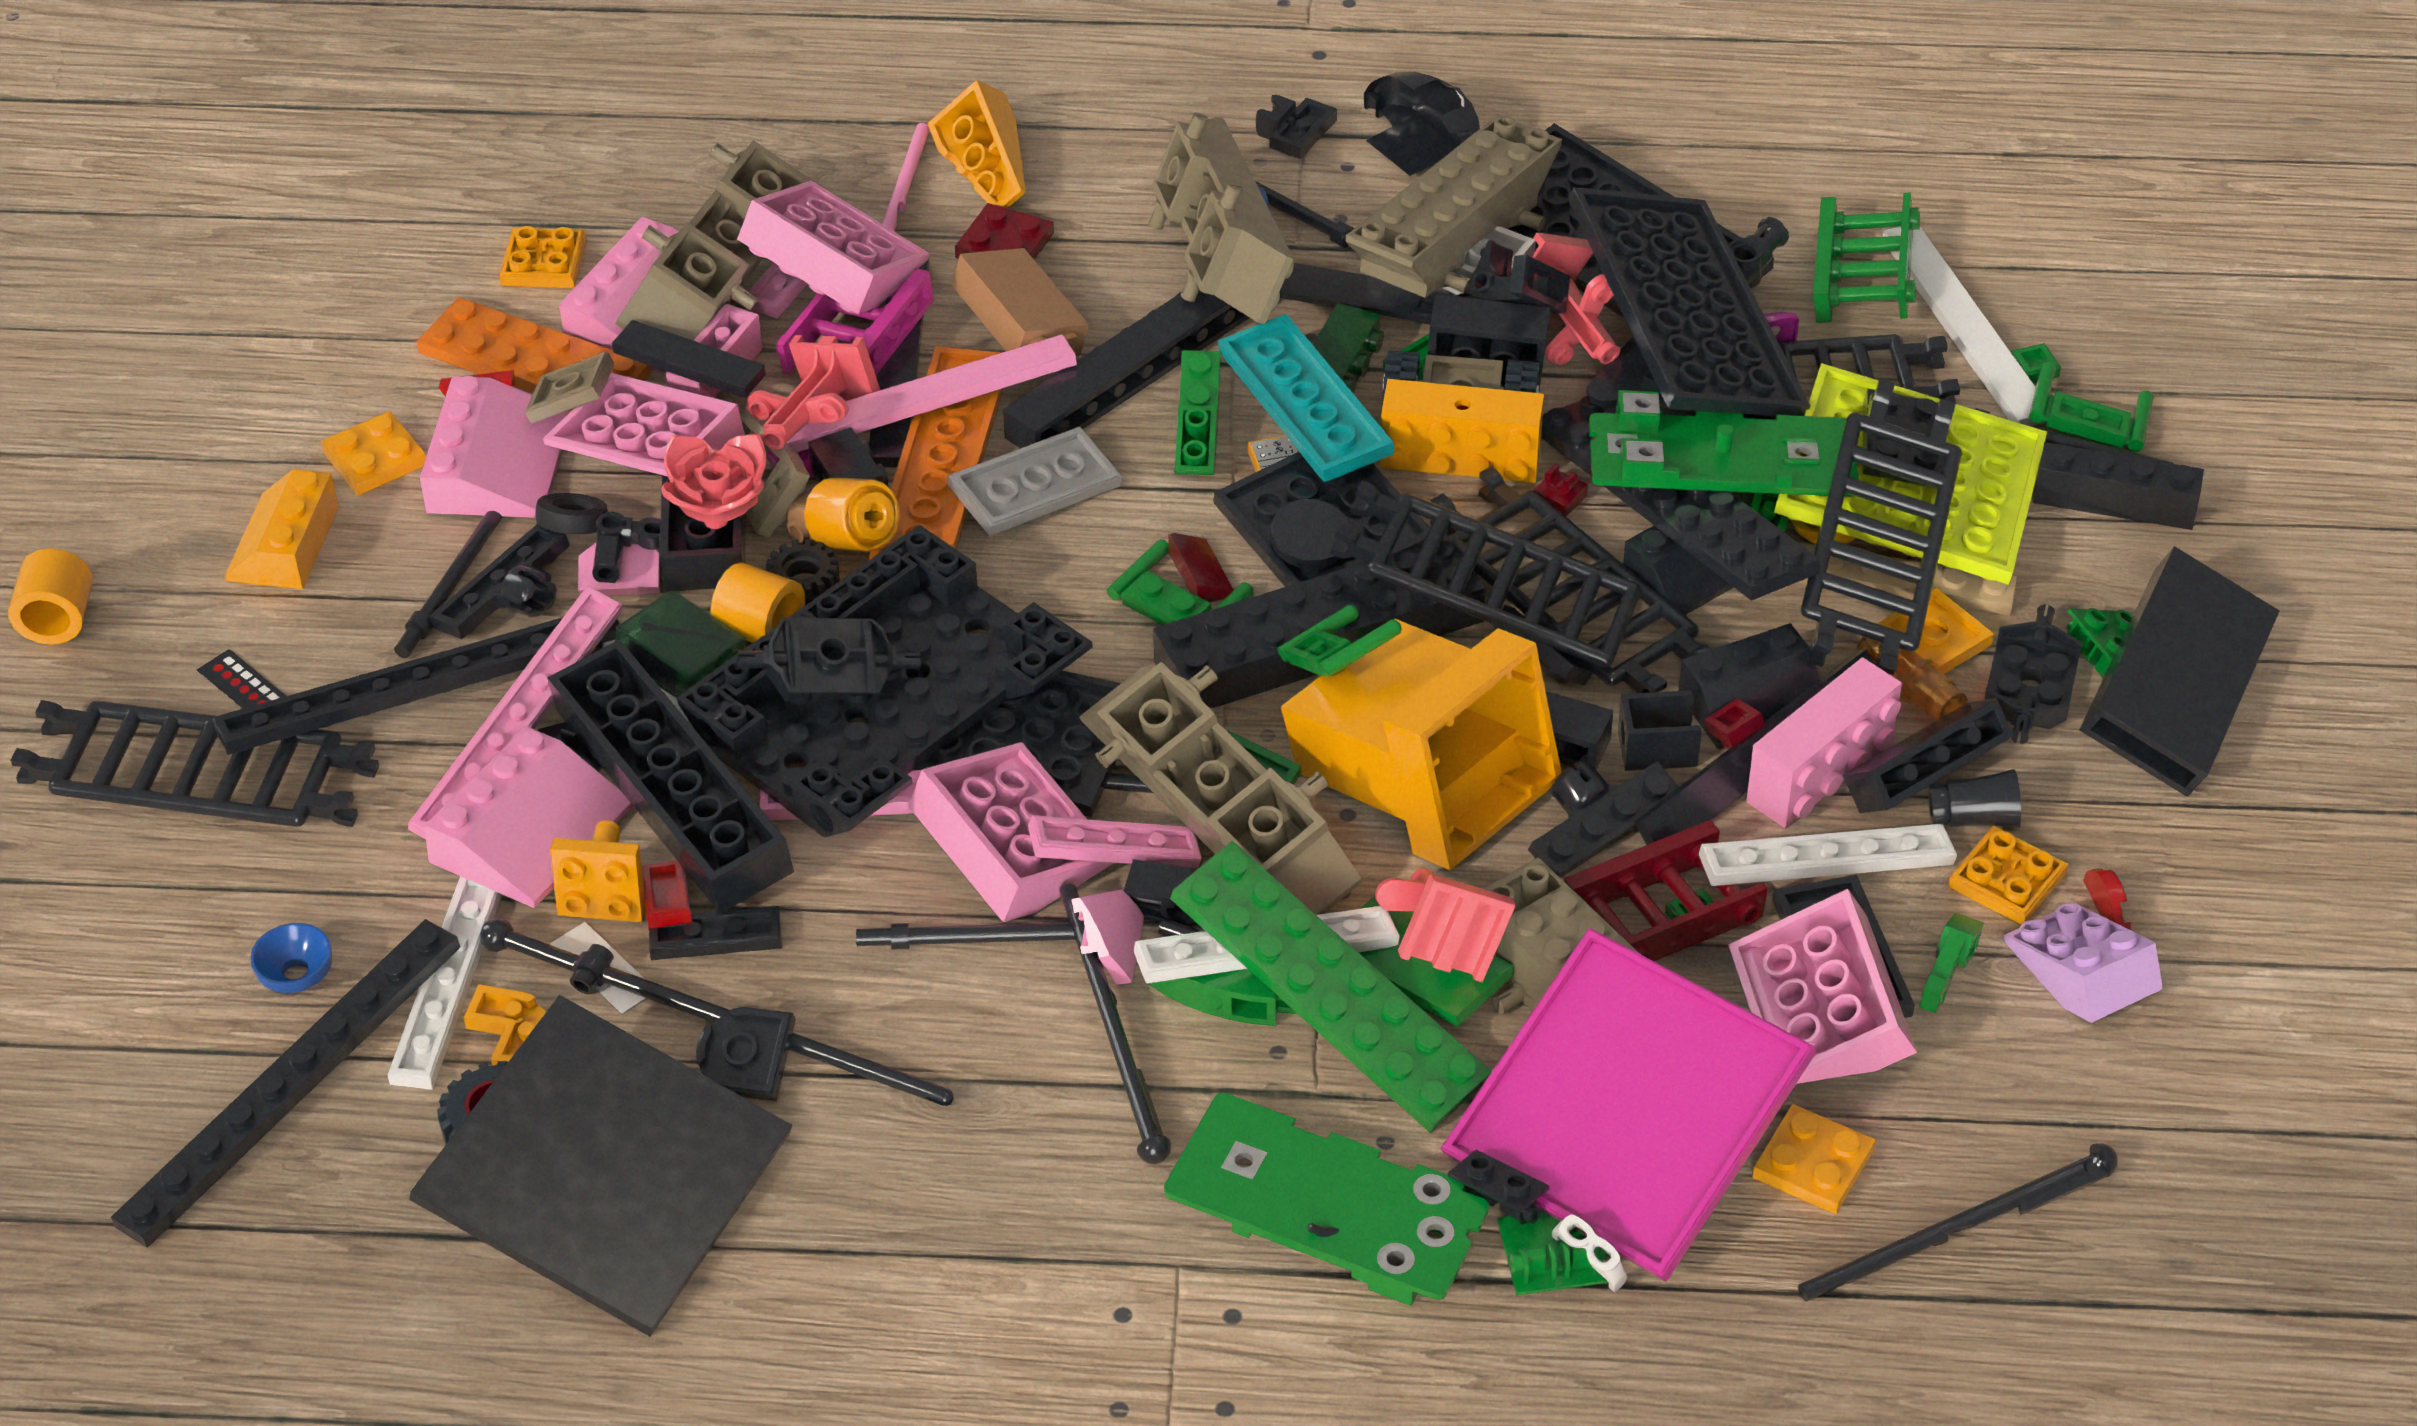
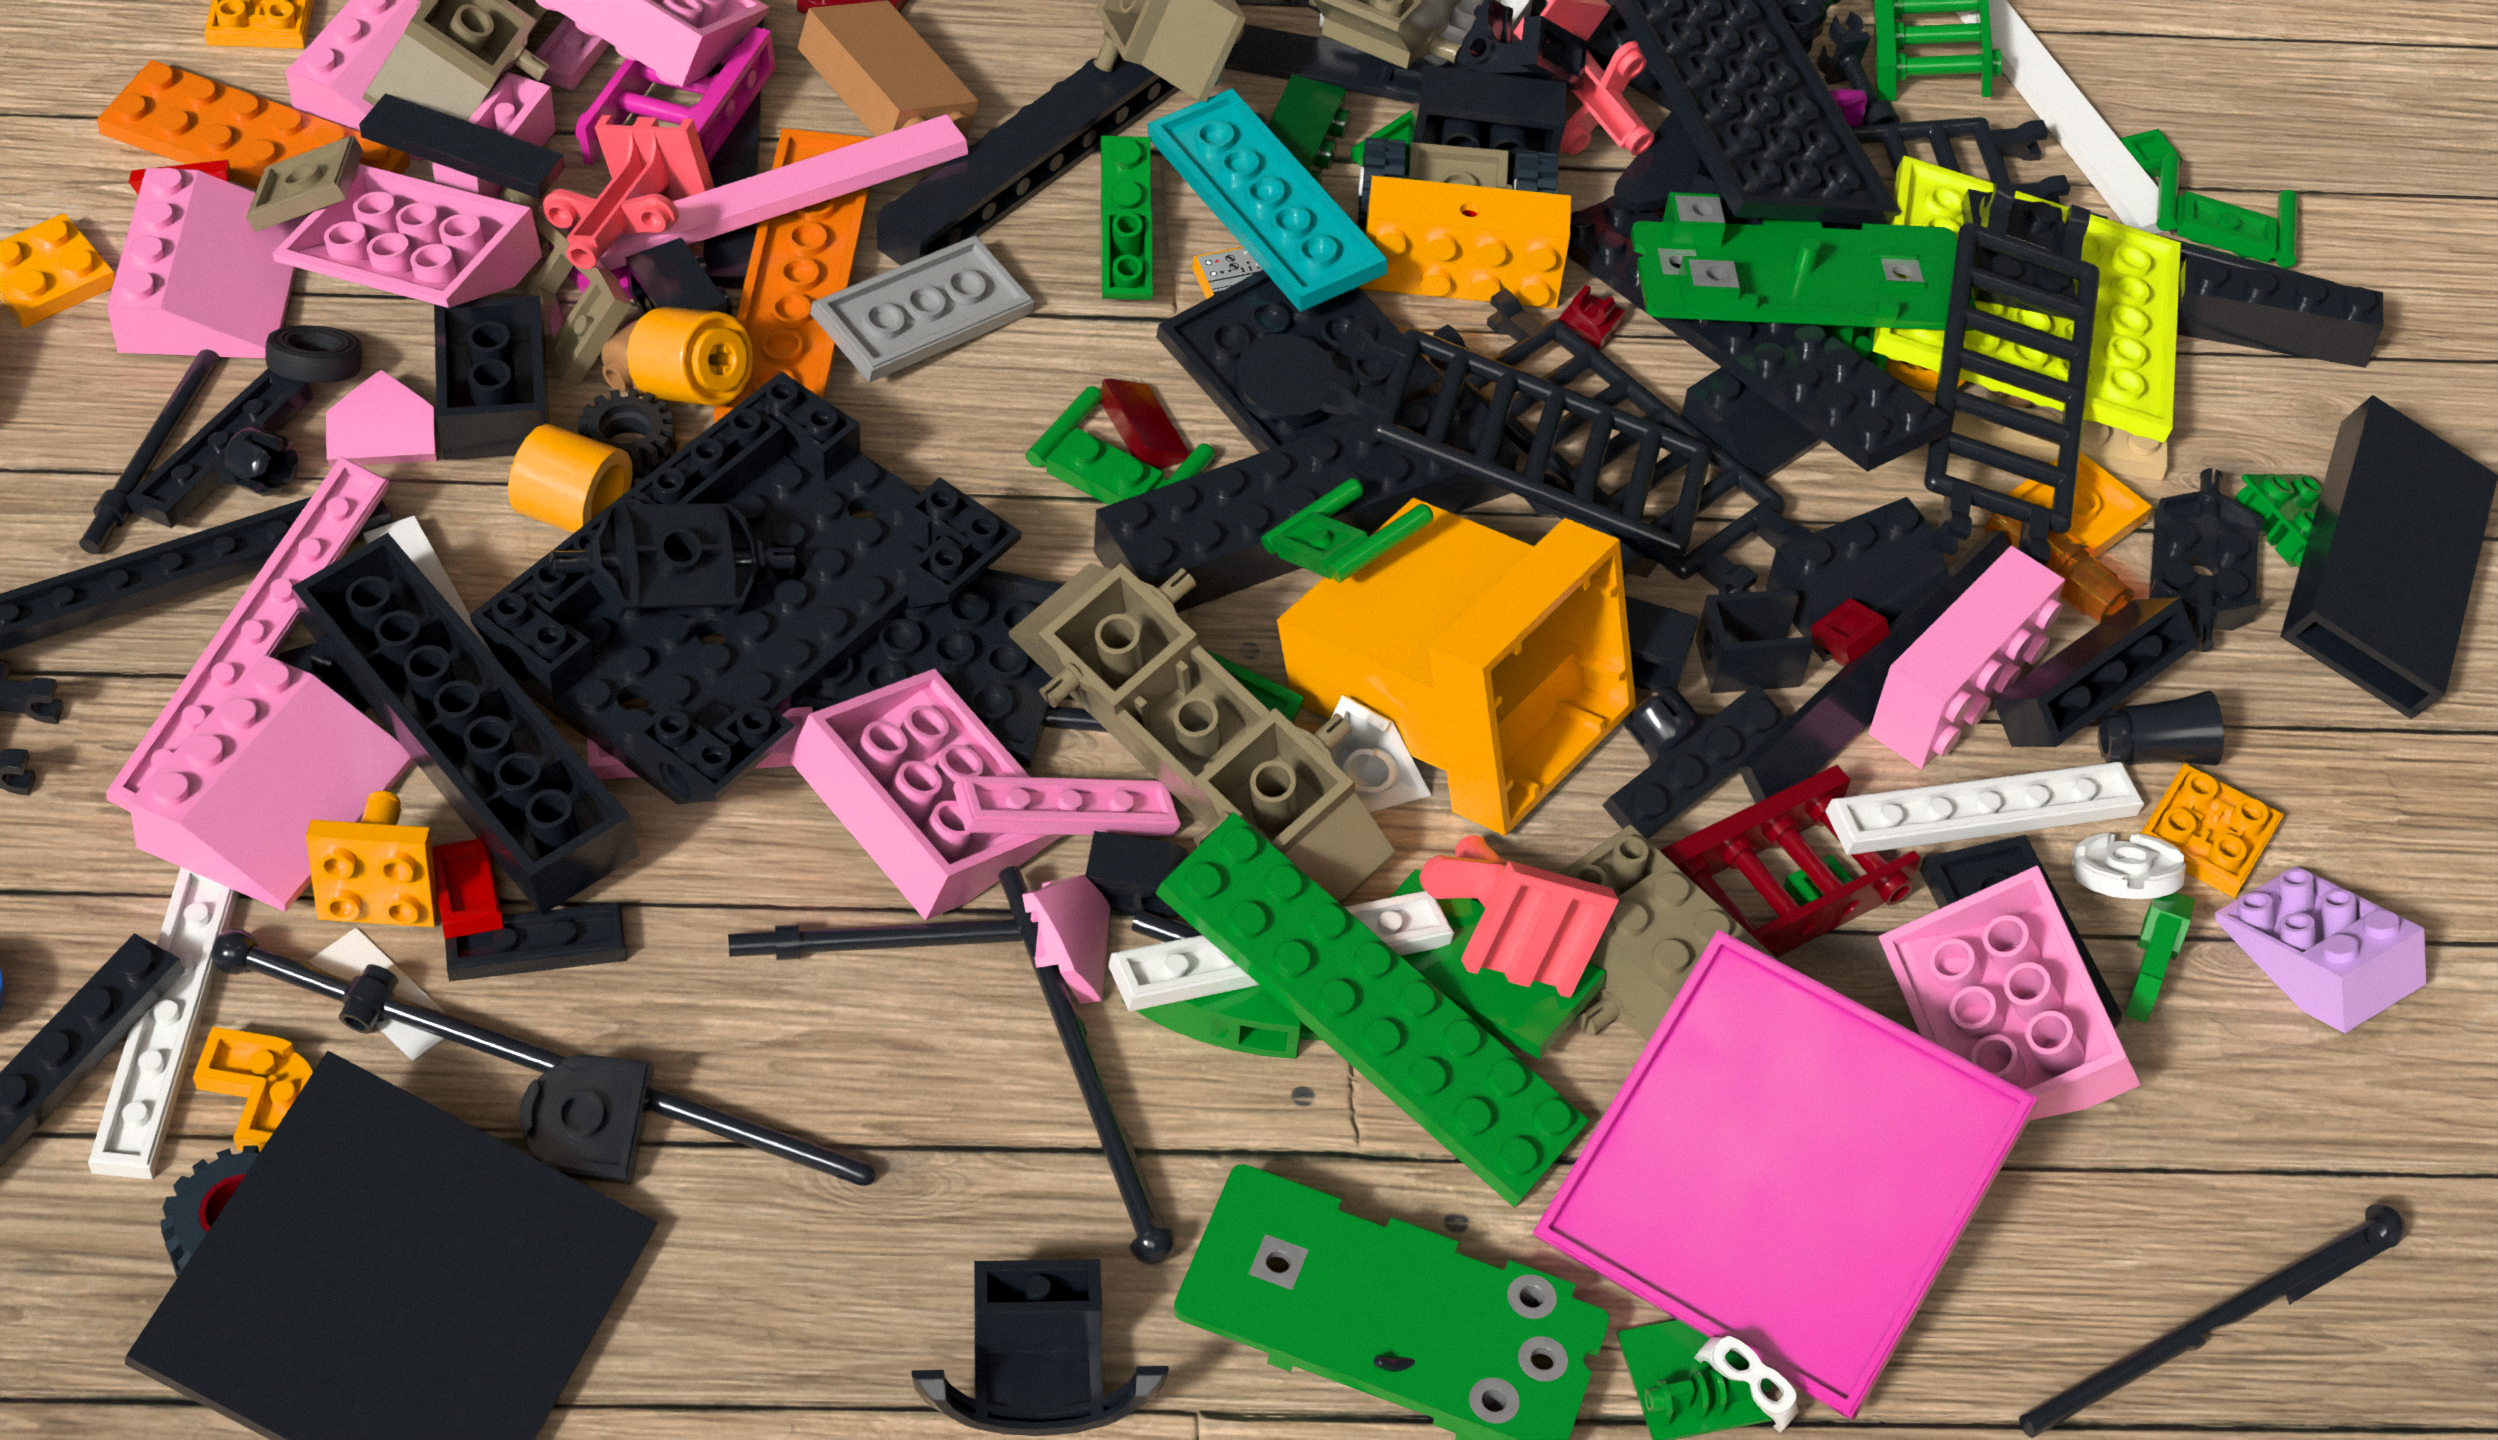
camera: 10 degrees left, 5 degrees up
(613, 534) = (374, 381): black bar -> none
(678, 642) = (468, 535): clear green brick -> none
(712, 482) = (503, 314): coral brick -> none
(1061, 1216) = (1038, 1354): none -> black piece
(1351, 812) = (1376, 758): none -> white slope
(1501, 1183) = (1621, 1284): black hinge -> none
(1790, 296) = (1847, 67): none -> black bar
(1814, 1158) = (2024, 1237): light orange plate -> none
(1935, 901) = (2130, 869): none -> white tile
(2107, 894) = (2338, 855): red tile -> none

